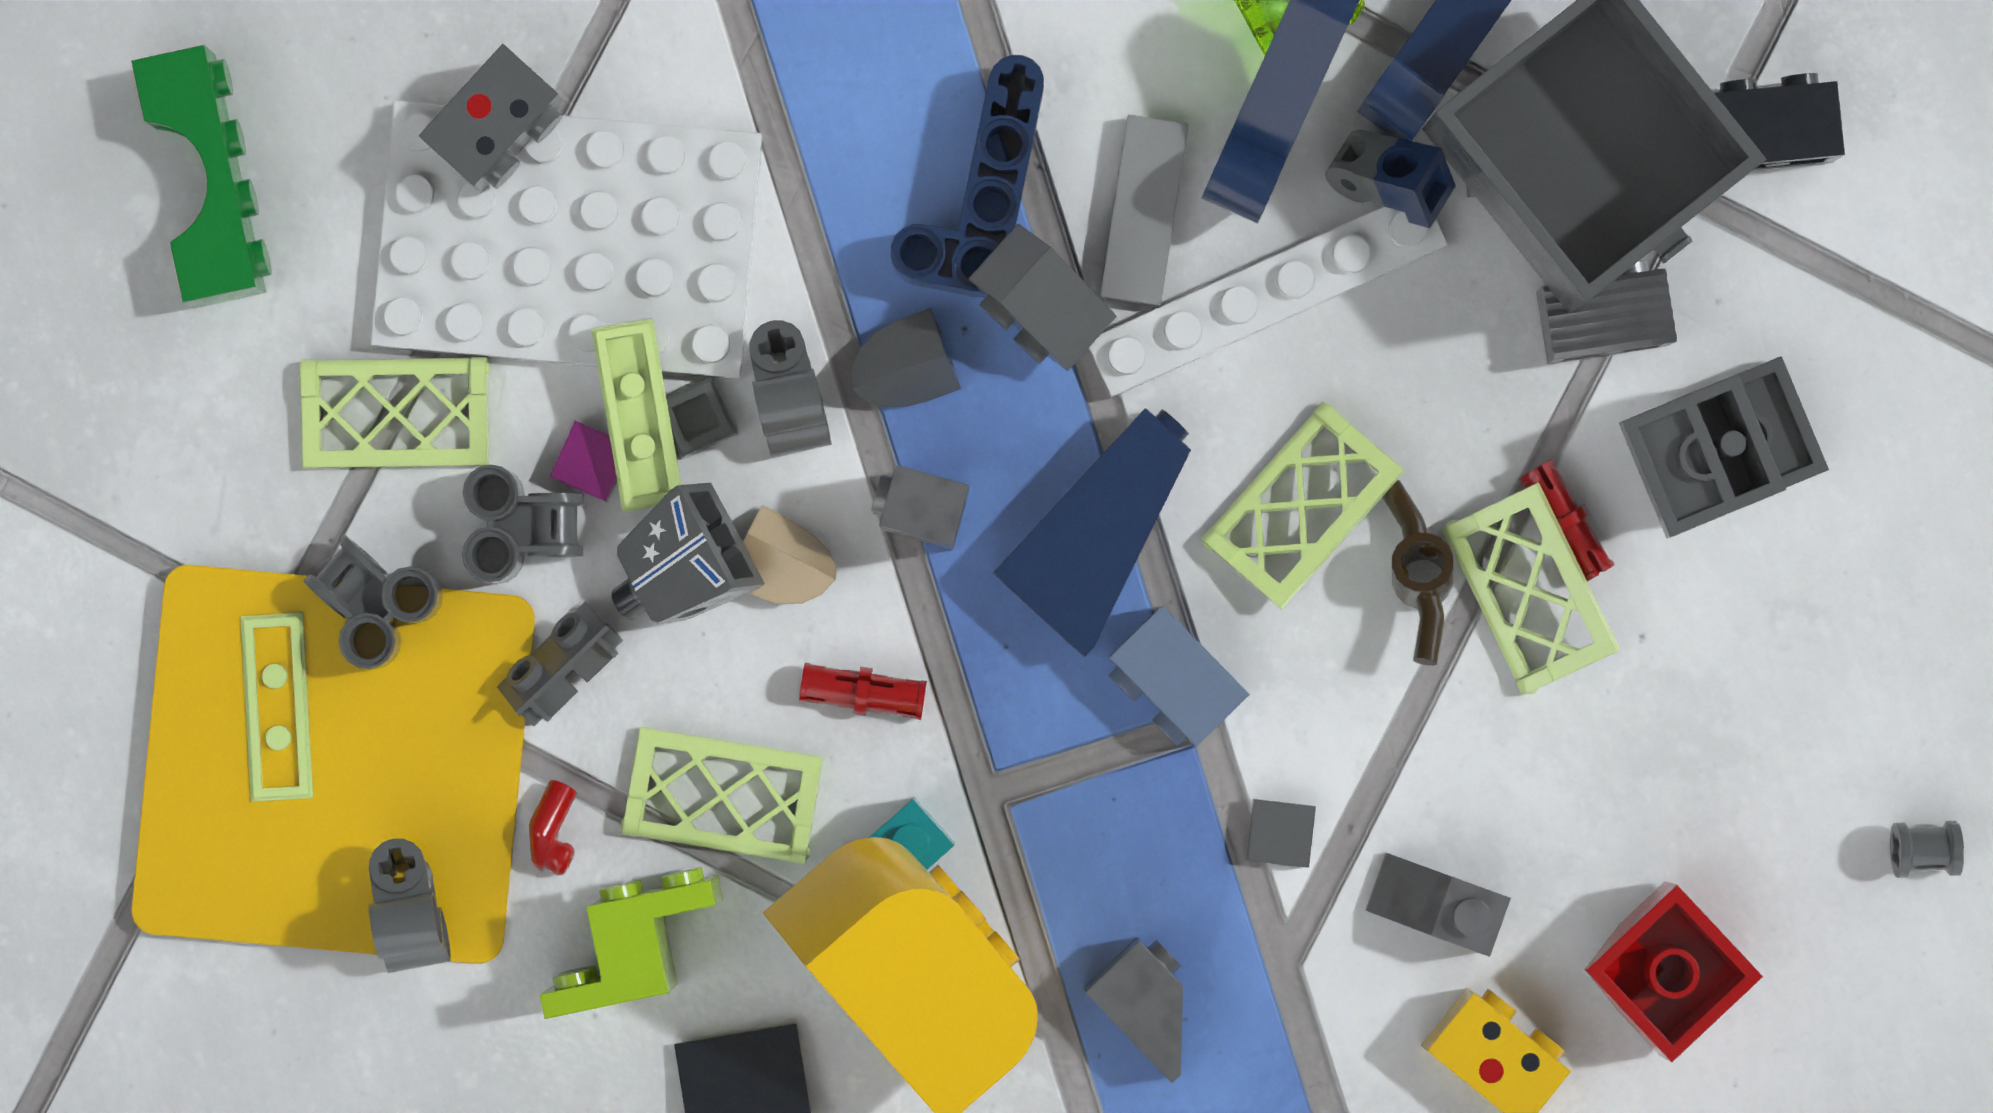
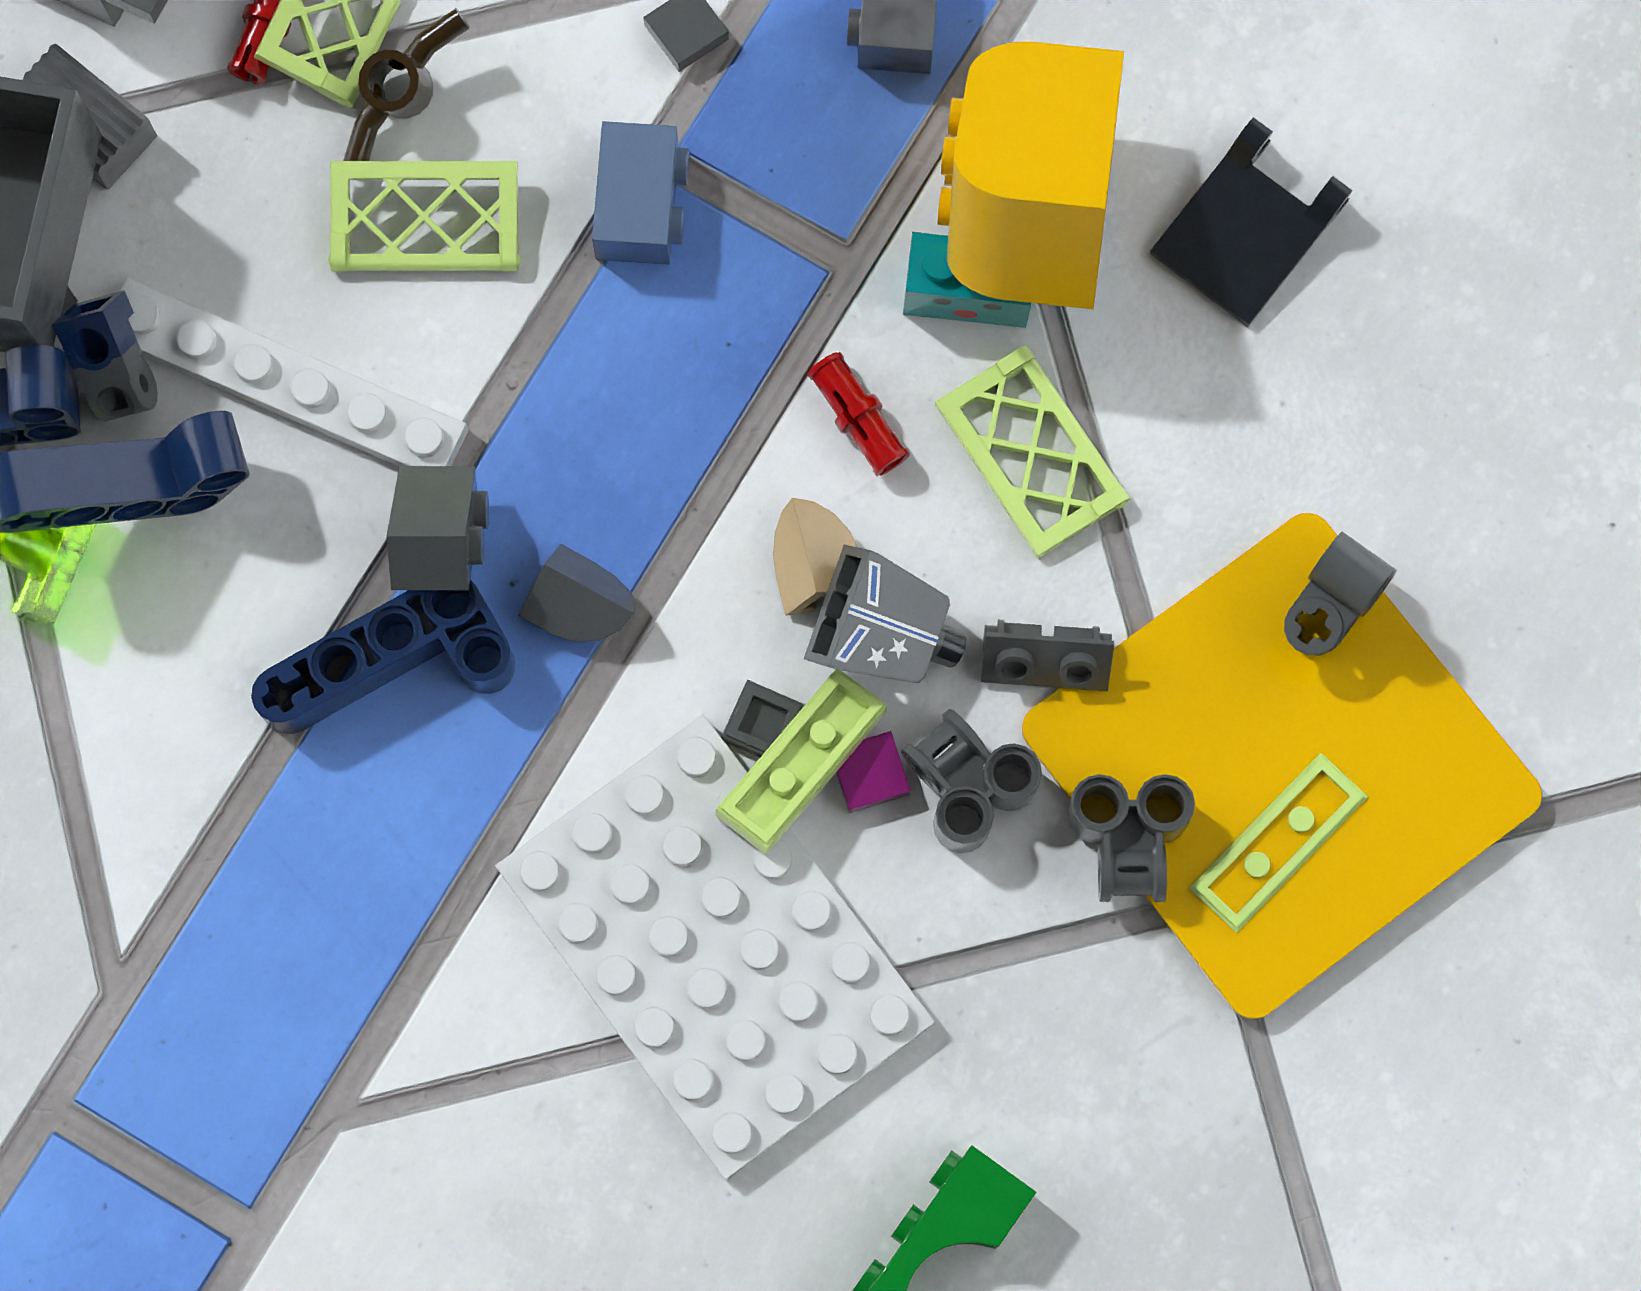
camera: 125 degrees left, 10 degrees down
(365, 454) = (979, 906): yellowish green window -> none
(494, 120) = (669, 1071): dark grey brick -> none
(545, 827) = (1175, 558): red arm -> none
(630, 943) = (1205, 403): lime bracket -> none
(787, 391) = (684, 651): dark grey piece -> none
(920, 506) = (677, 477): flat silver brick -> none
(1091, 539) = (577, 344): dark blue slope -> none
(1144, 211) = (299, 525): light grey tile -> none

